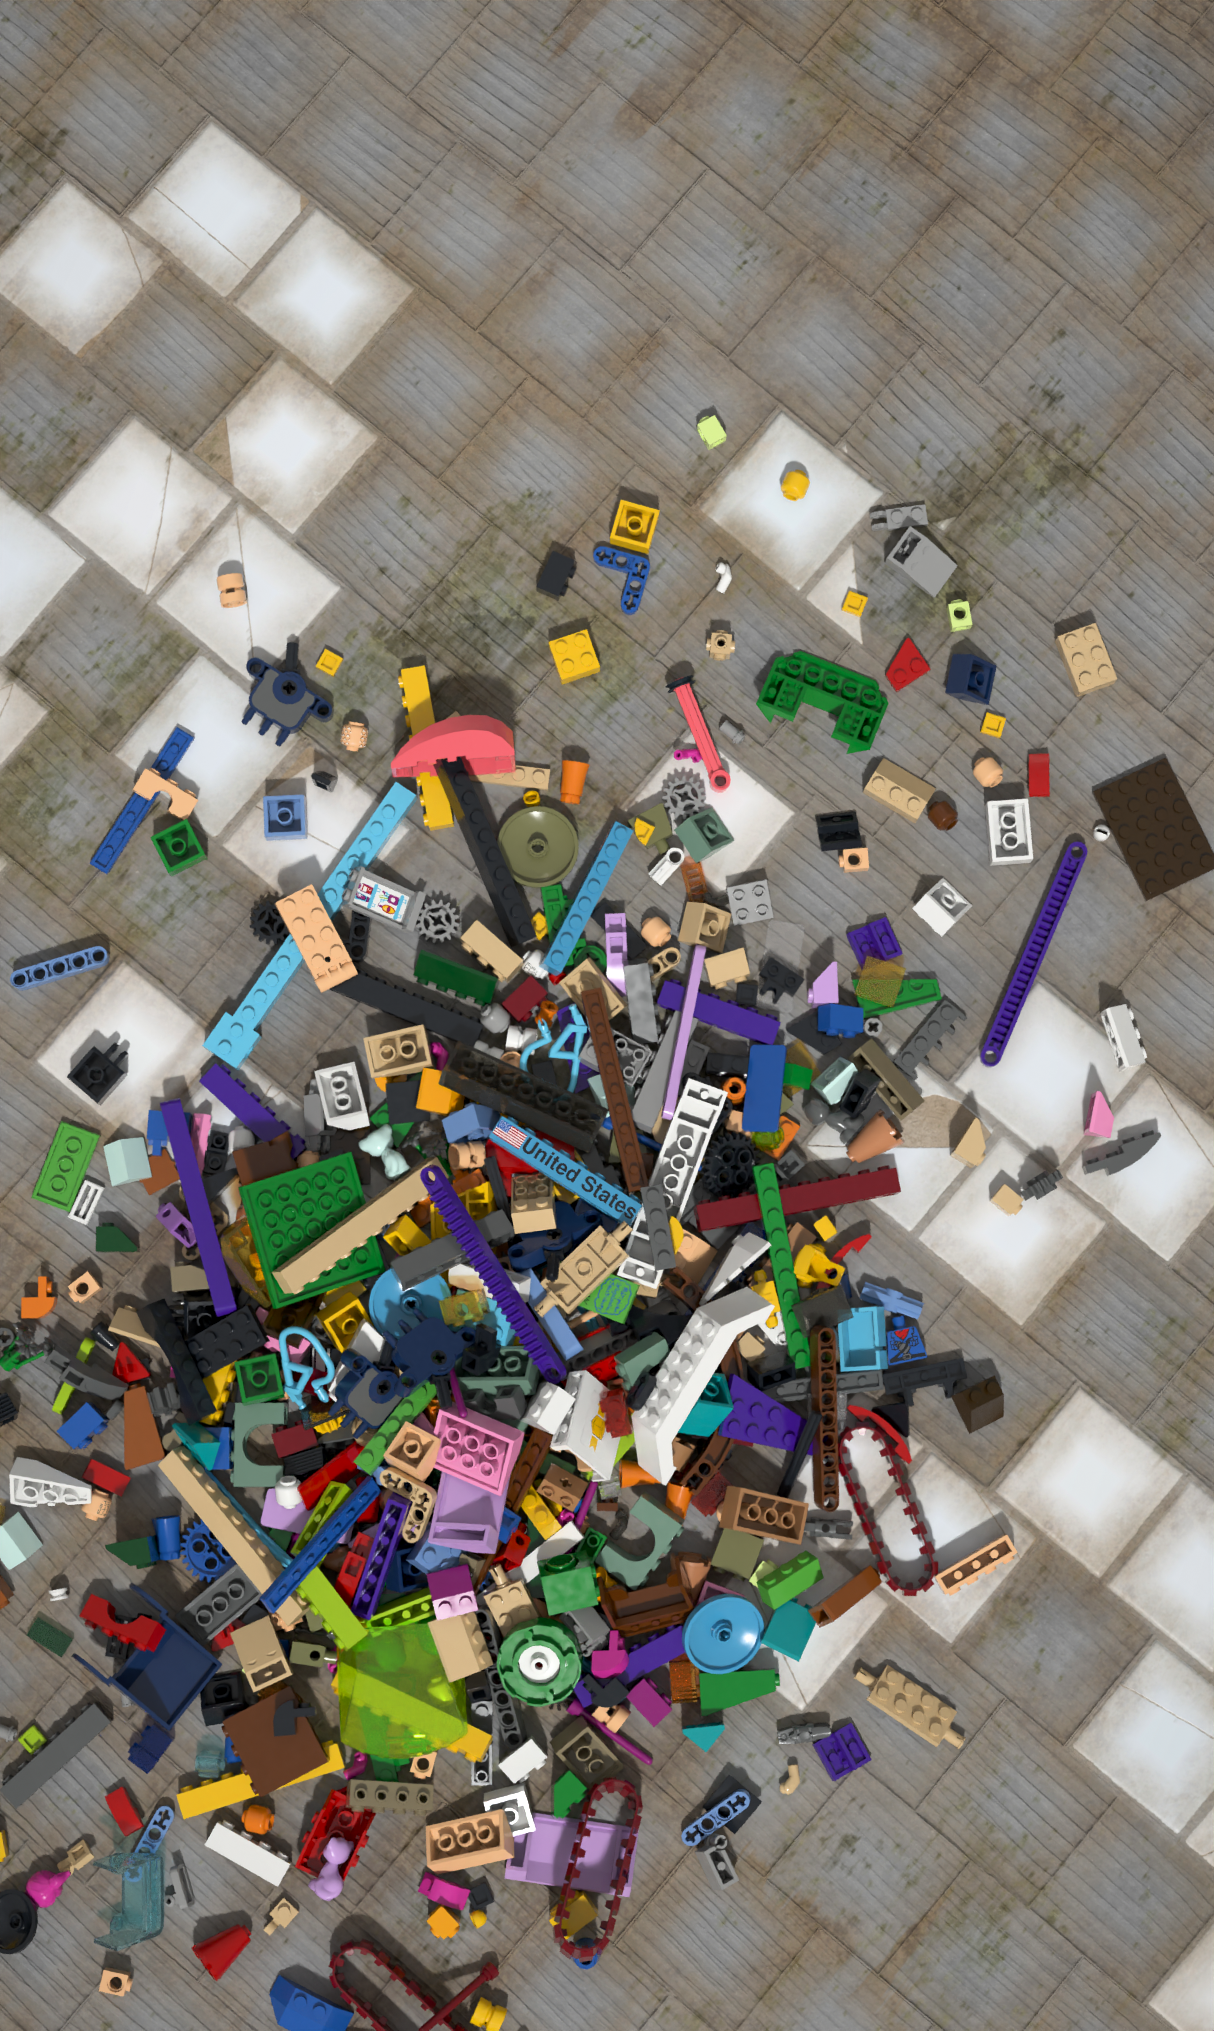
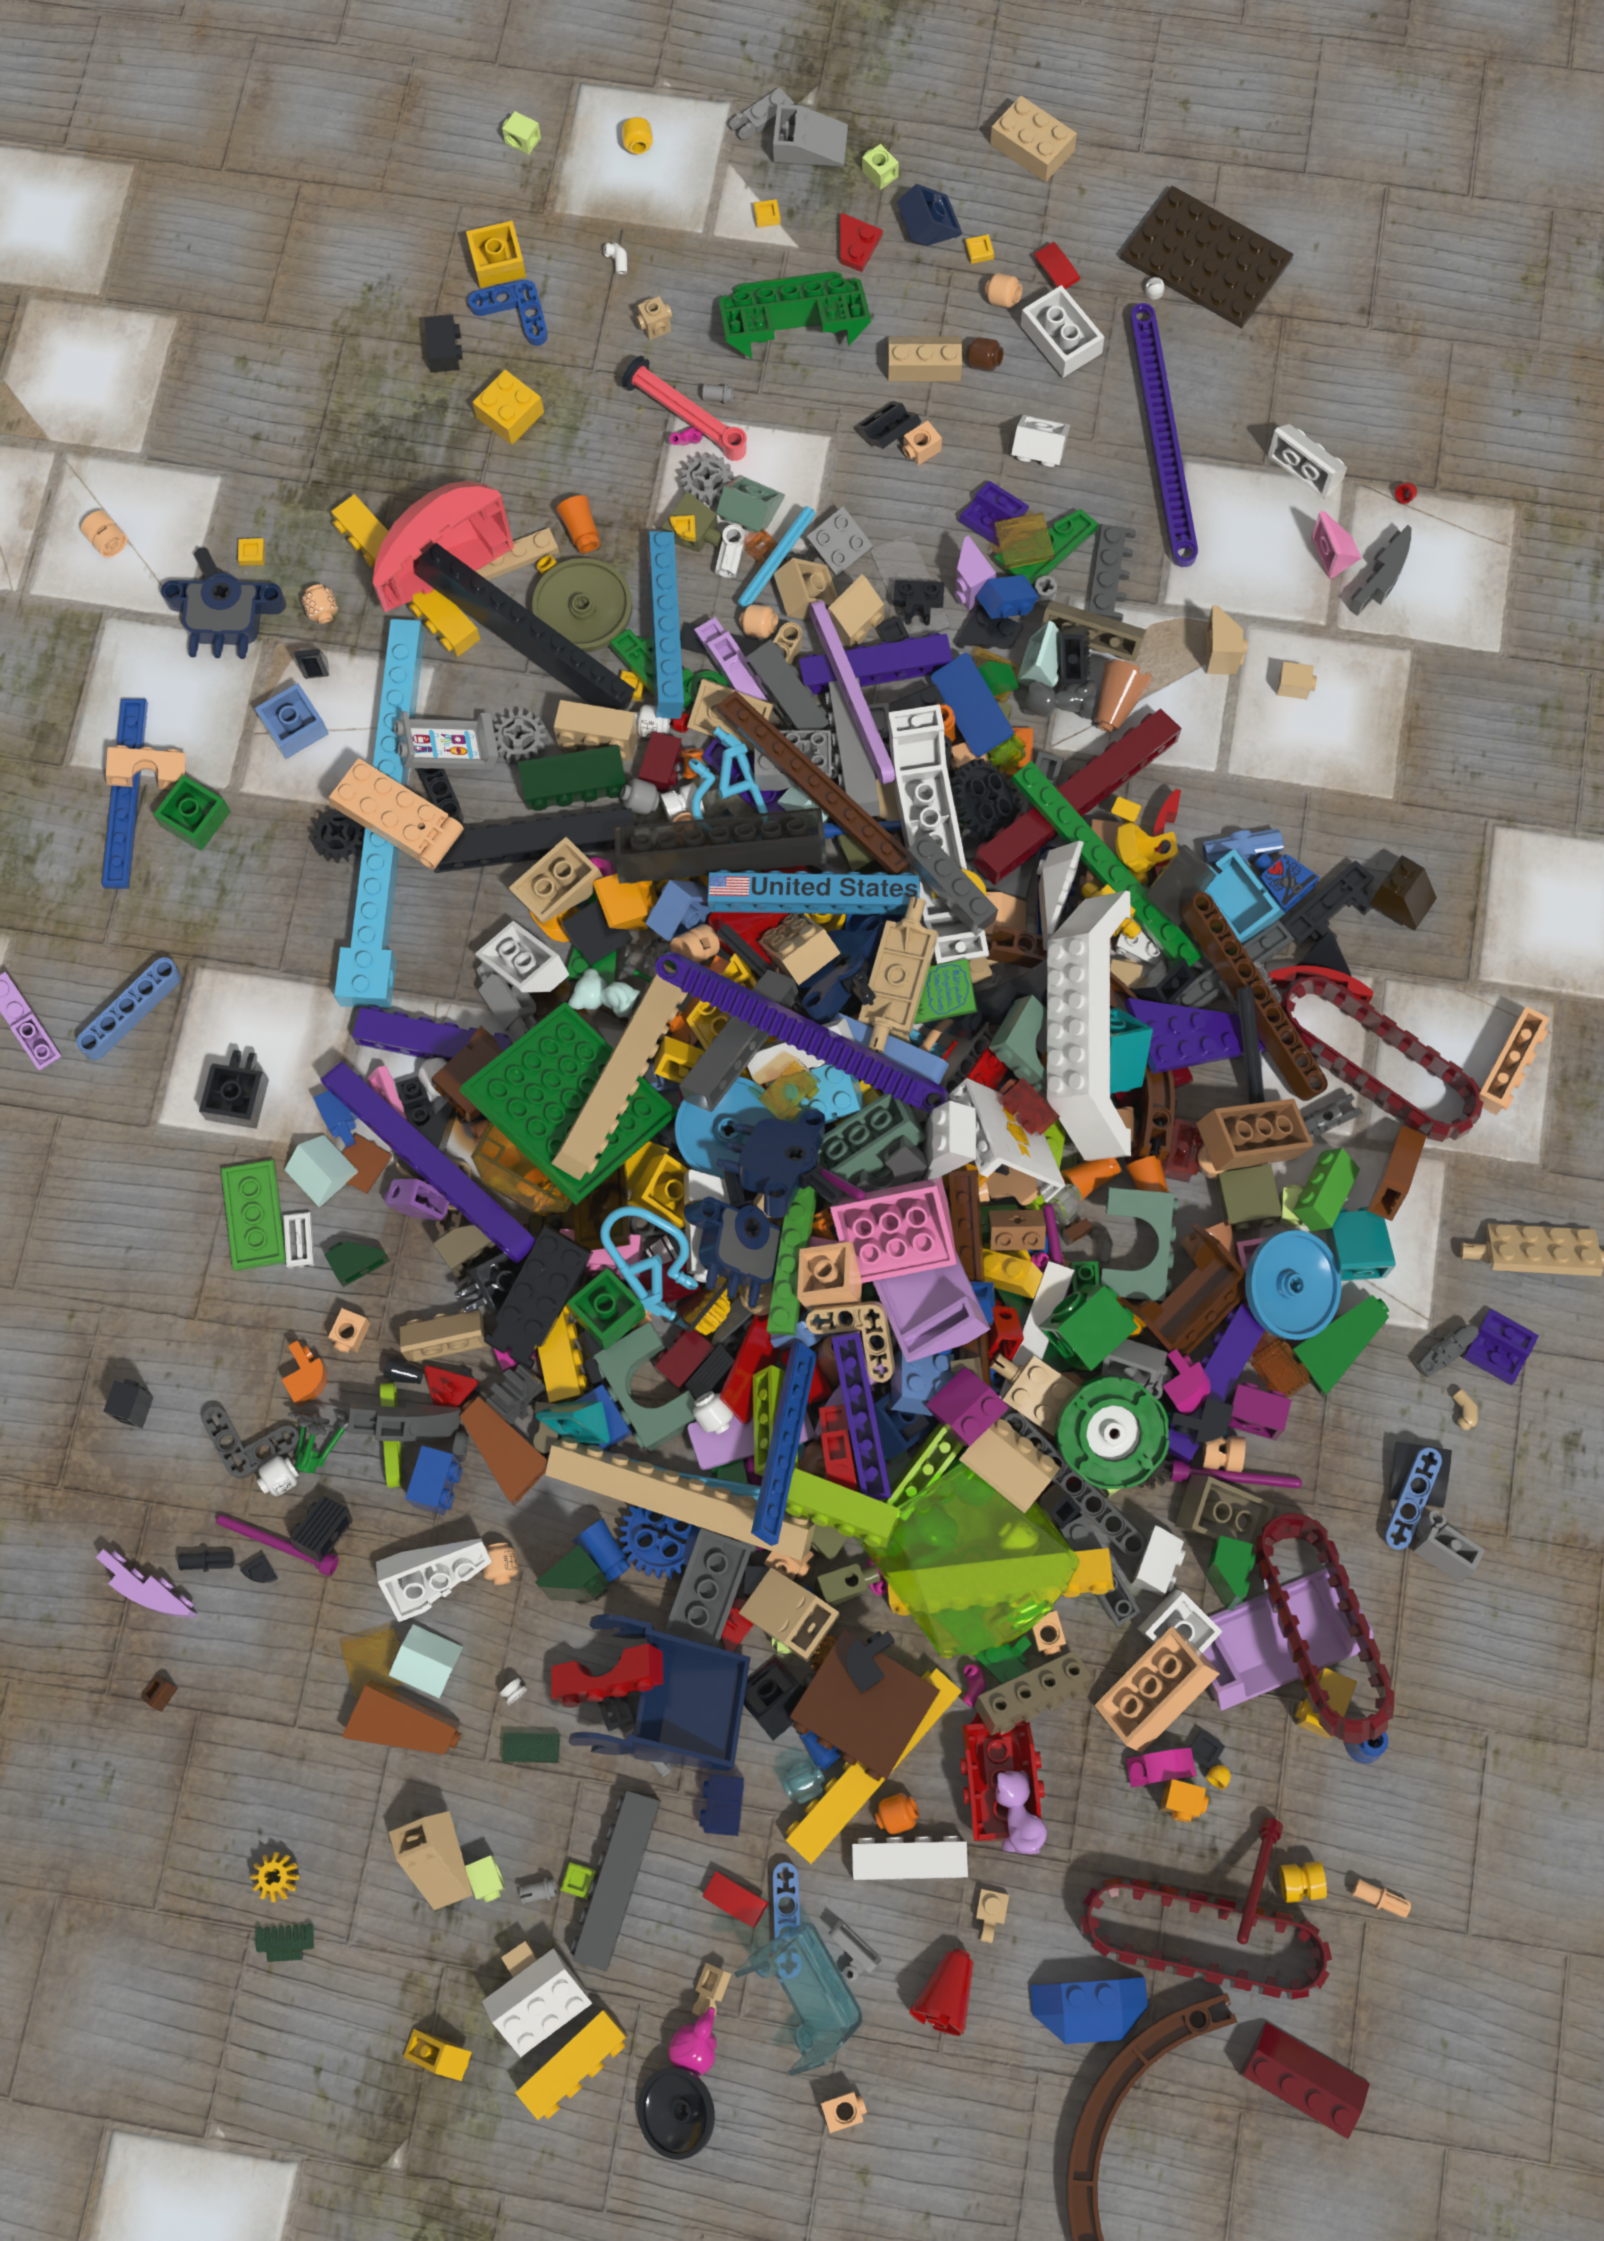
camera: 25 degrees left, 10 degrees down
(106, 1477) = (493, 1526): red slope -> none
(161, 1326) = (543, 1368): black arch -> none
(298, 1629) = (856, 1555): dark grey hinge -> none
(483, 1353) = (841, 1124): black brick -> none
(641, 1391) = (1041, 1063): black beam -> none
(696, 890) = (776, 557): none -> medium azure axle
(704, 1734) = (1342, 1414): teal slope -> none
(1041, 1185) = (1323, 640): dark grey gear -> none
(1175, 1103) = (1401, 491): none -> red hinge

